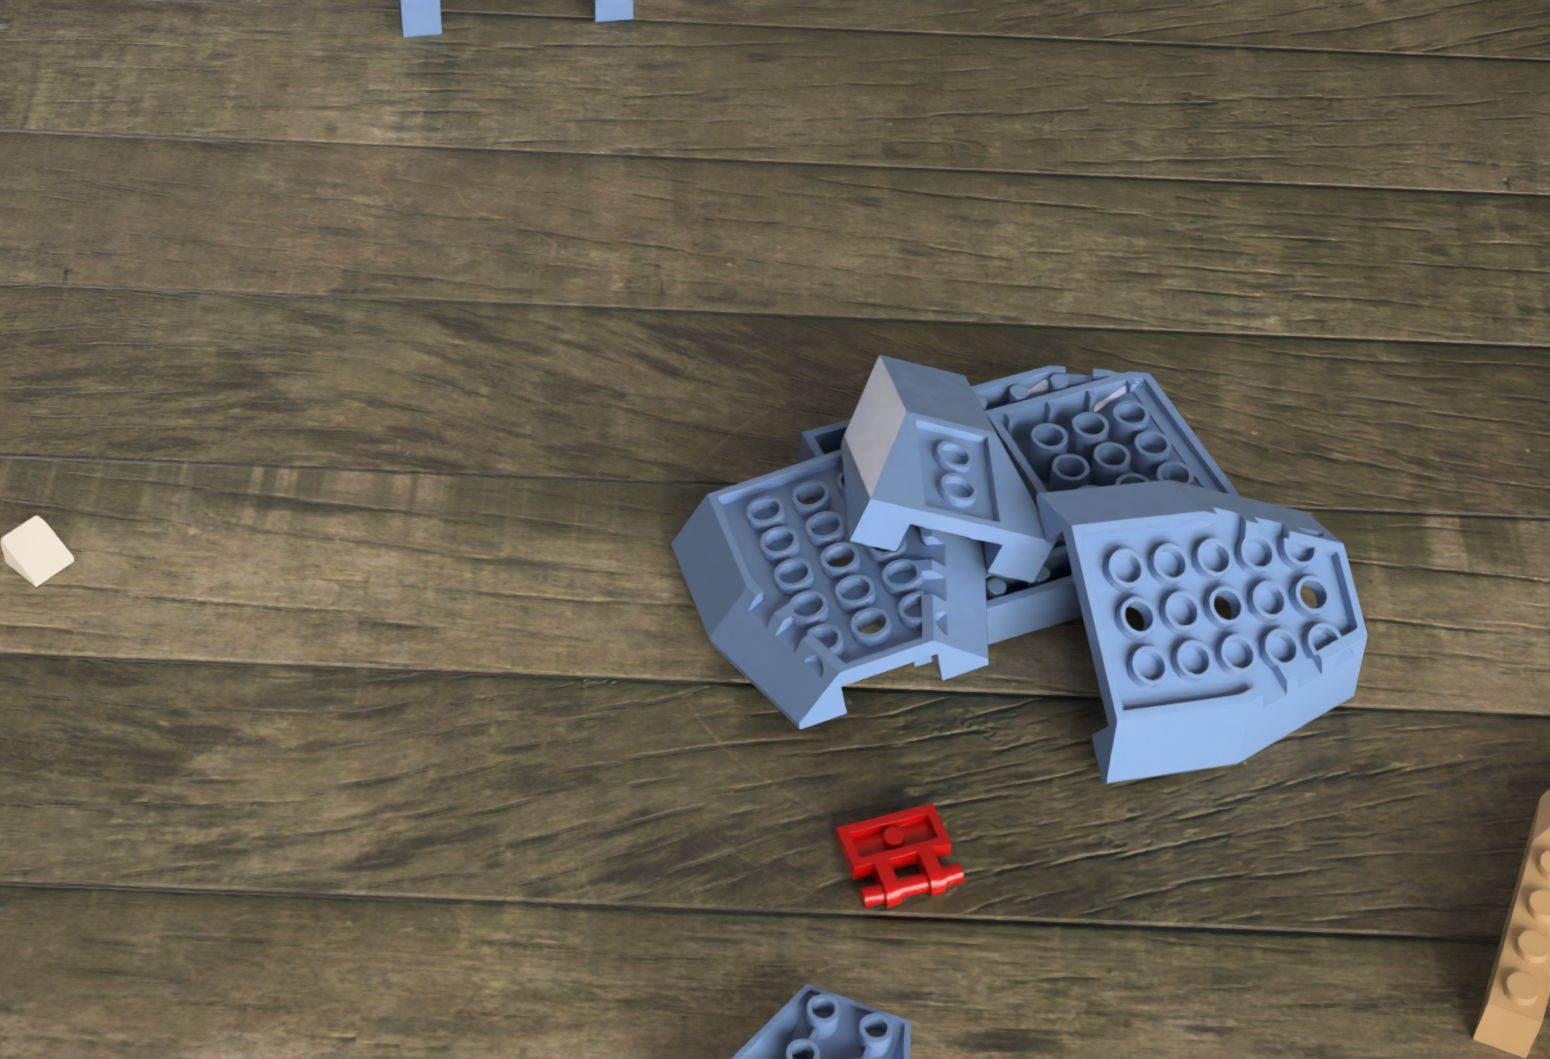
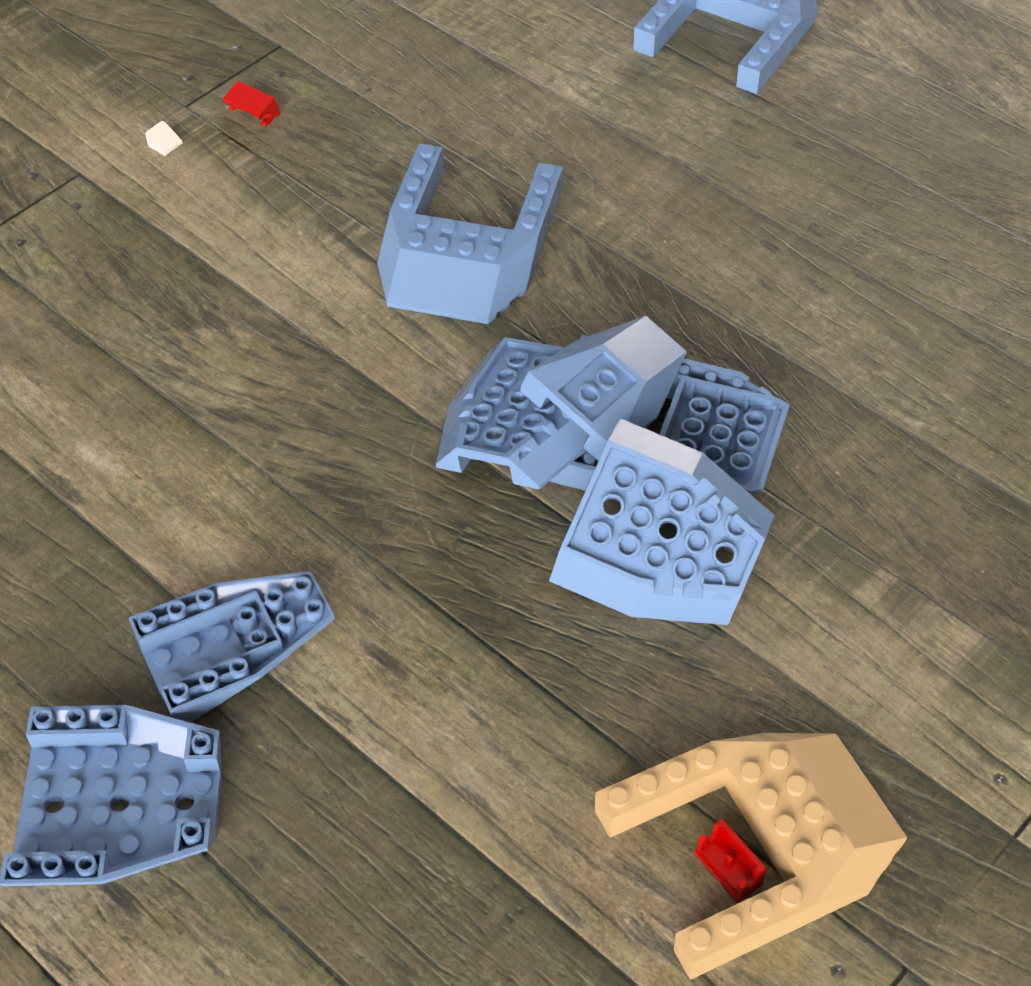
camera: 45 degrees right, 5 degrees up
(35, 551) = (227, 204): white slope -> none
(480, 448) = (455, 264): none -> medium blue wedge
(895, 842) = (426, 543): red plate -> none

